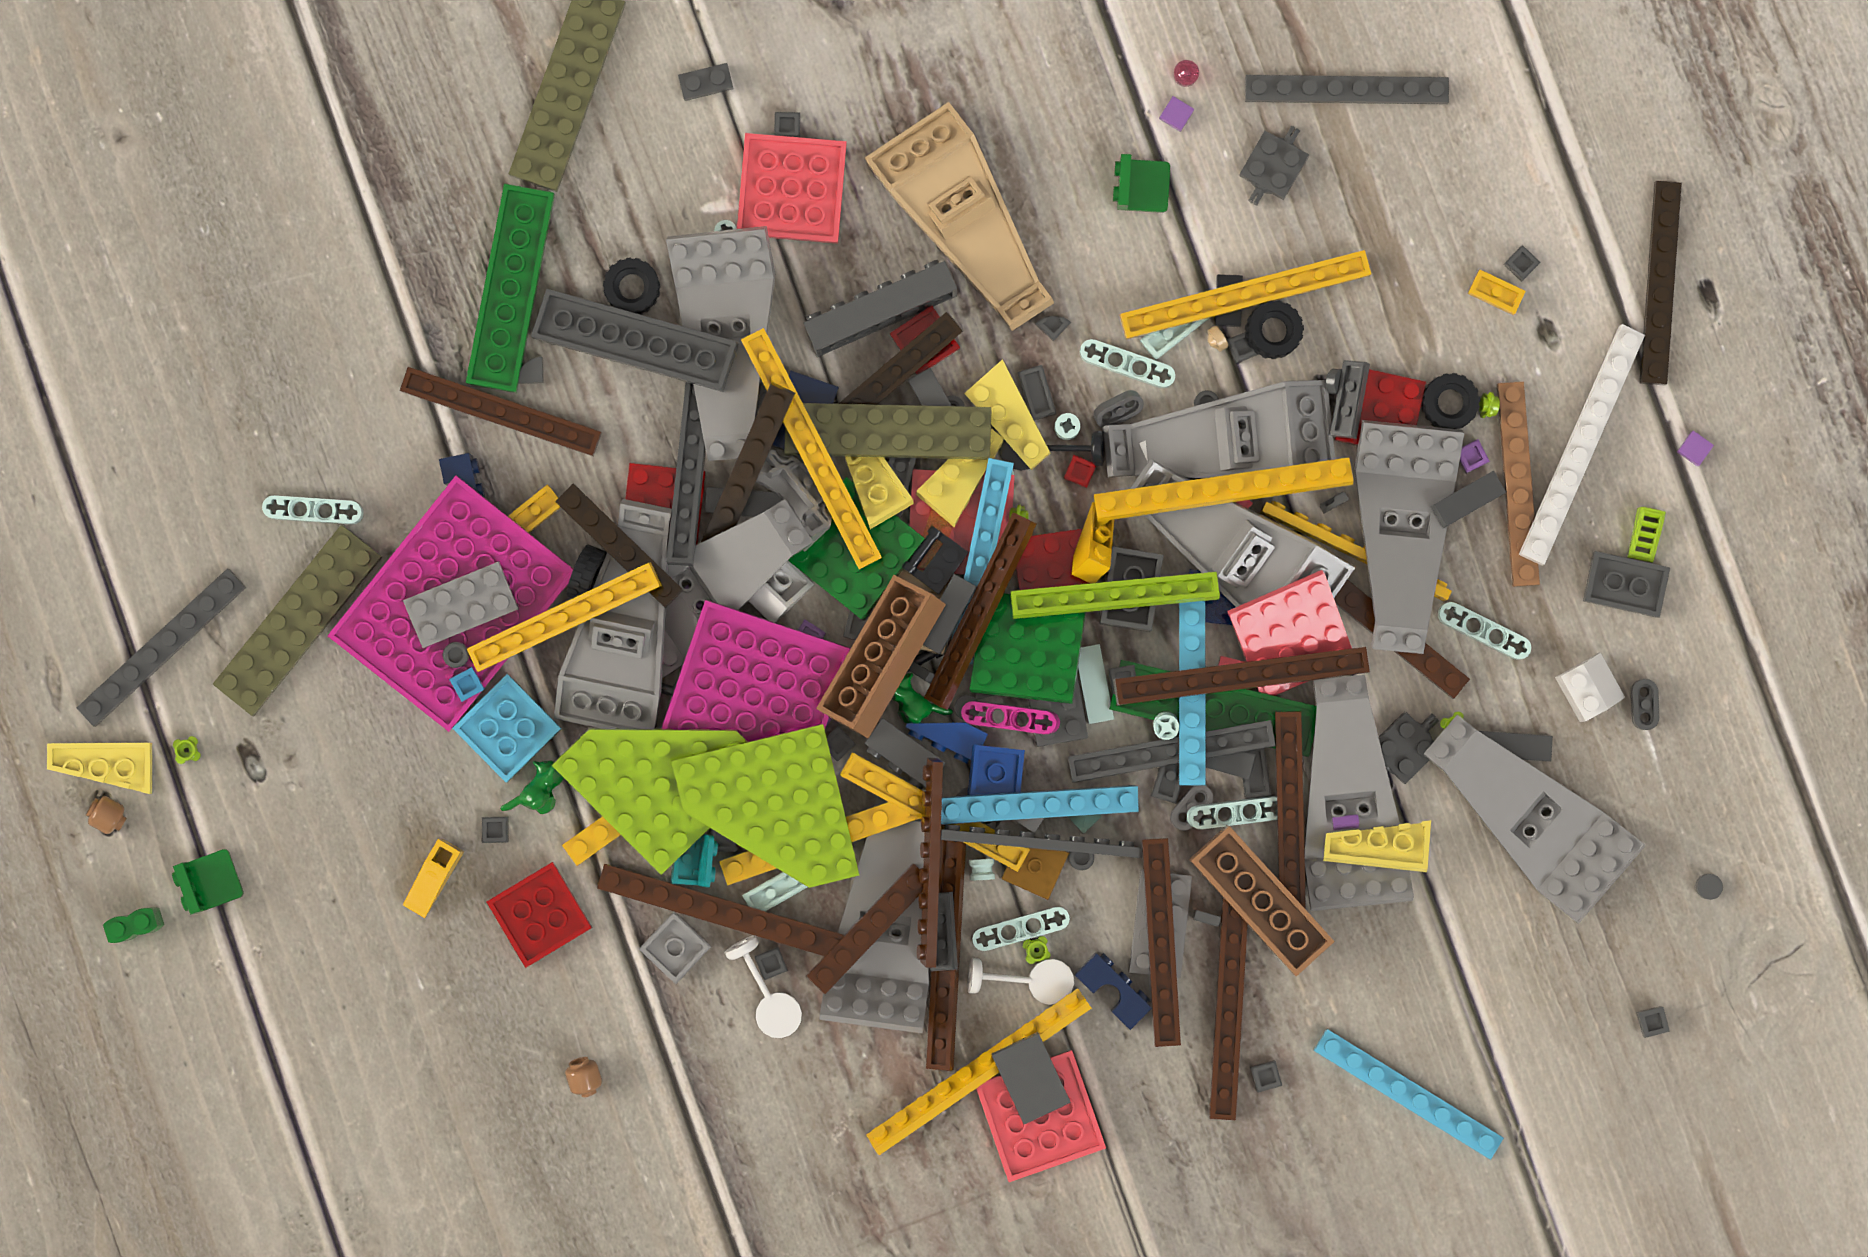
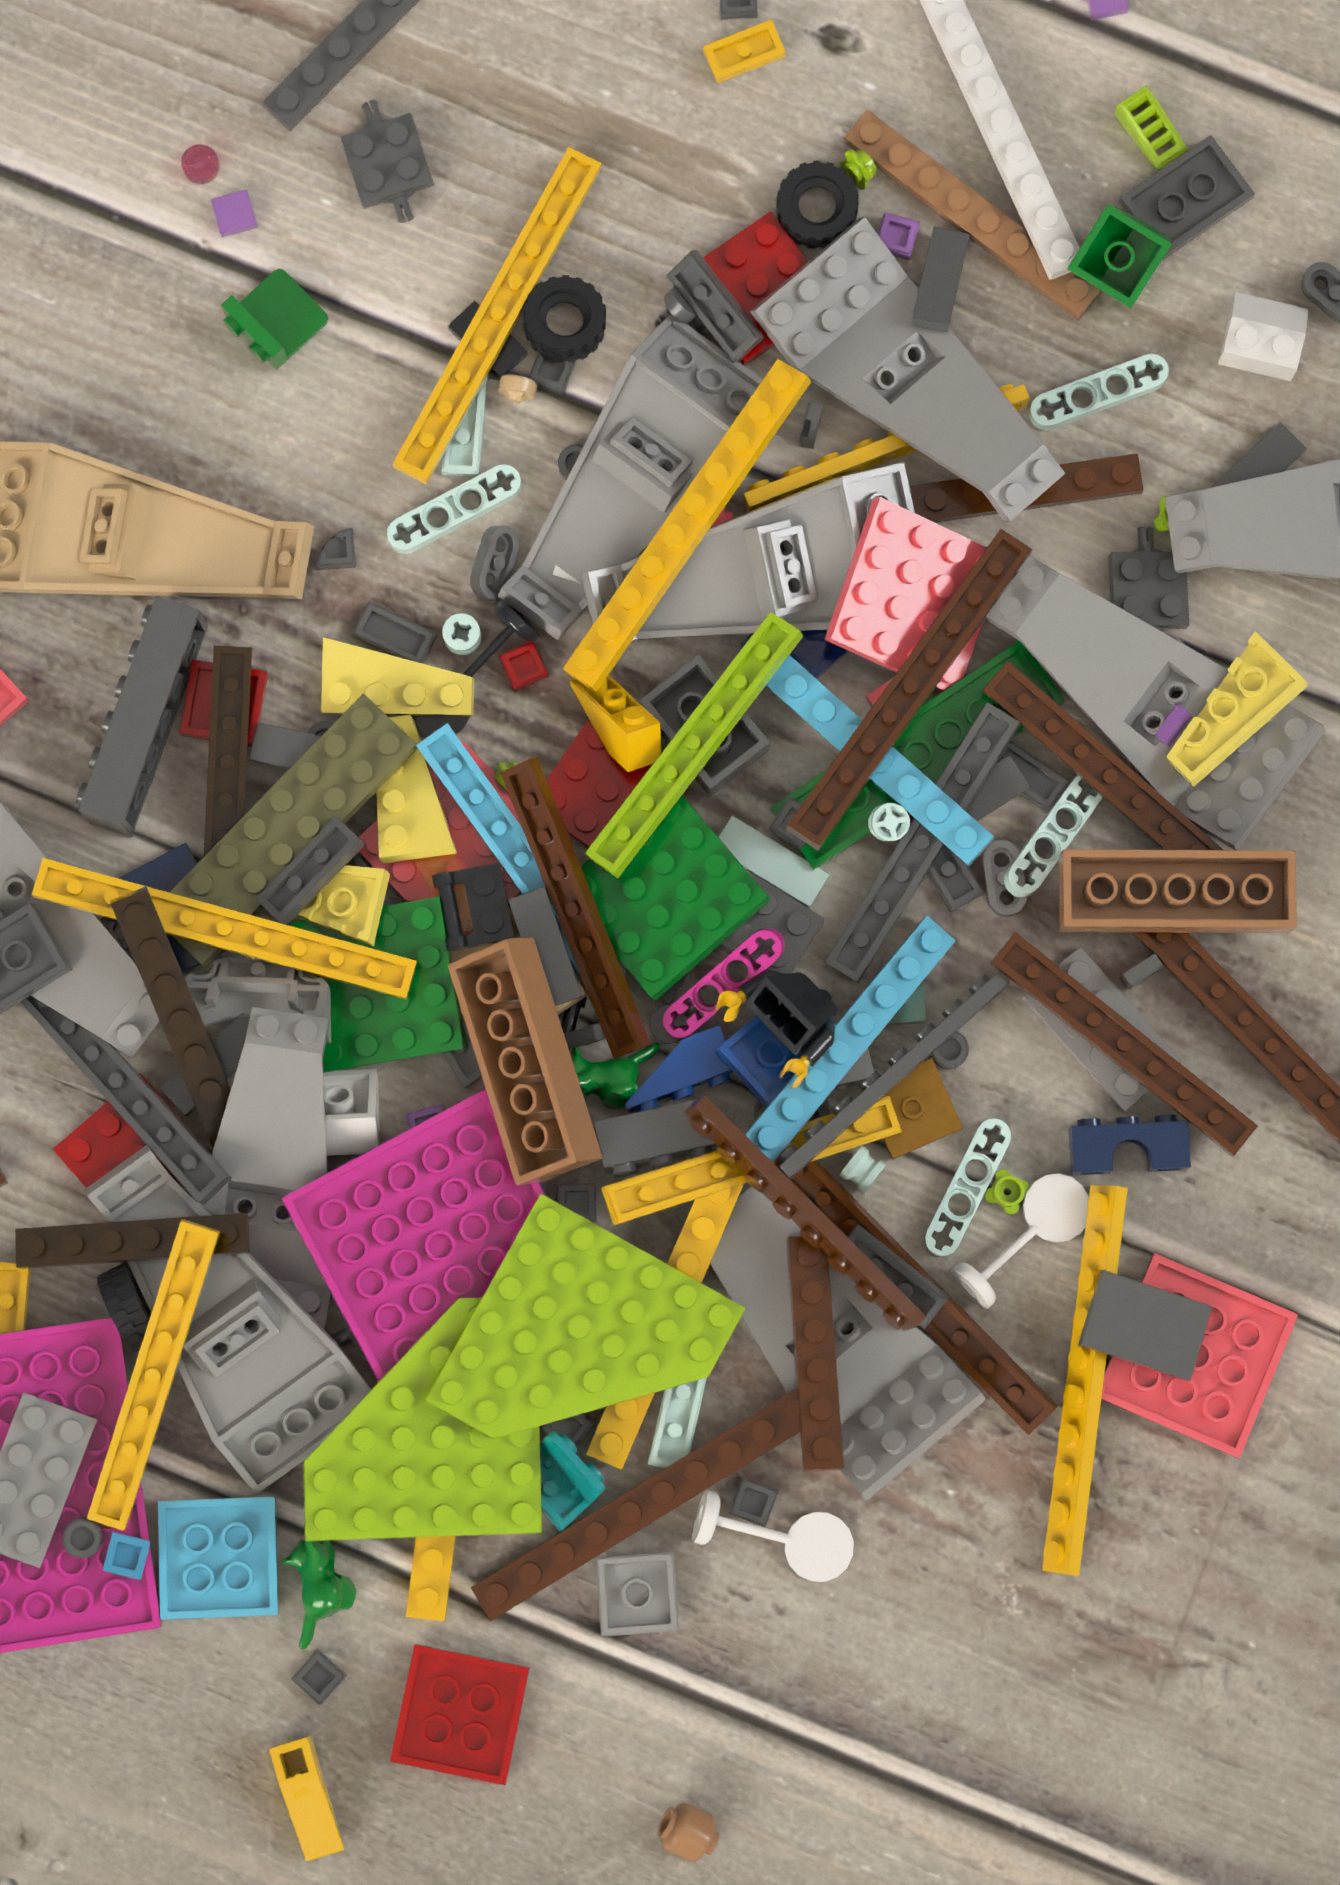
camera: 45 degrees left, 5 degrees down
(878, 463) = (310, 871): none -> dark grey plate
(1026, 765) = (792, 1010): none -> black torso
(1563, 579) = (1120, 254): none -> green slope

